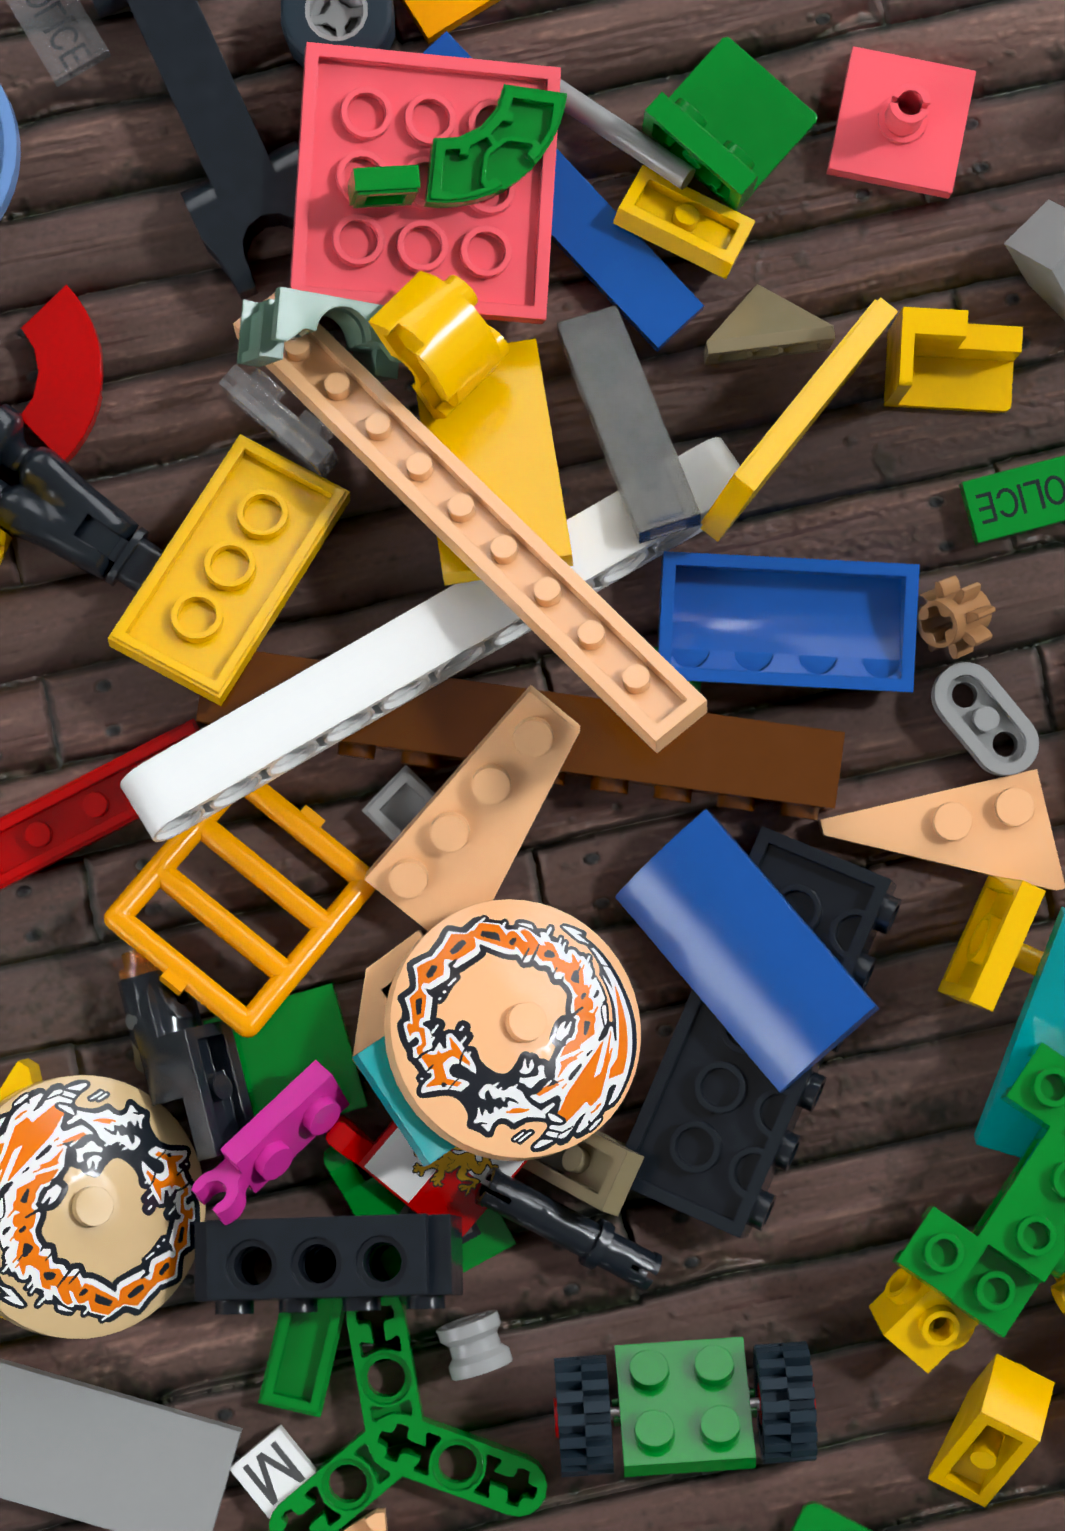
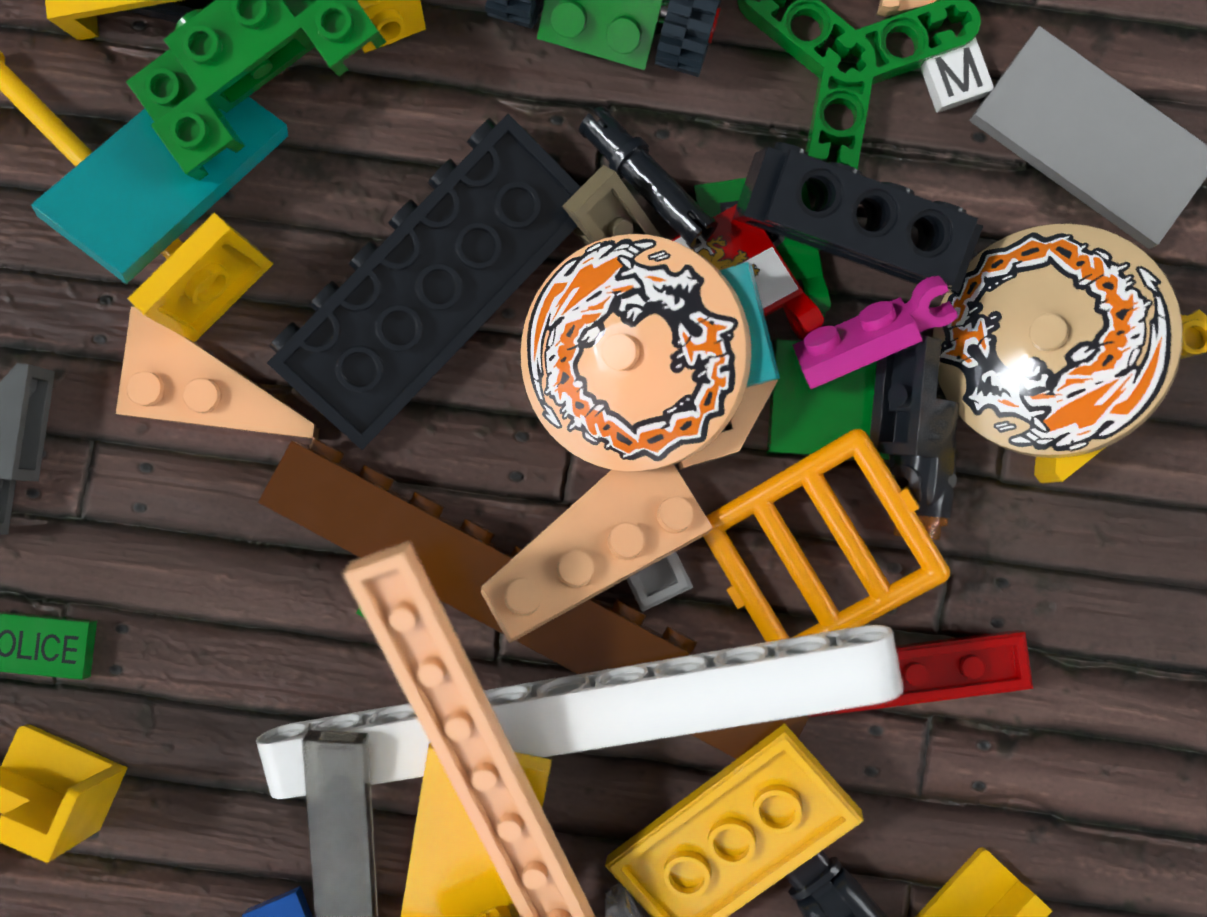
camera: 160 degrees left, 0 degrees up
(303, 1358) = (905, 150): green tile -> none
(474, 1345) = (759, 112): light grey wheel -> none
(745, 951) = (412, 347): blue slope -> none
(767, 328) = (194, 871): dark tan slope -> none
(789, 621) = (266, 615): blue slope -> none
(797, 419) = (184, 794): yellow tile -> none
(954, 617) = (148, 566): medium nougat gear -> none
(986, 717) = (138, 475): light grey plate -> none

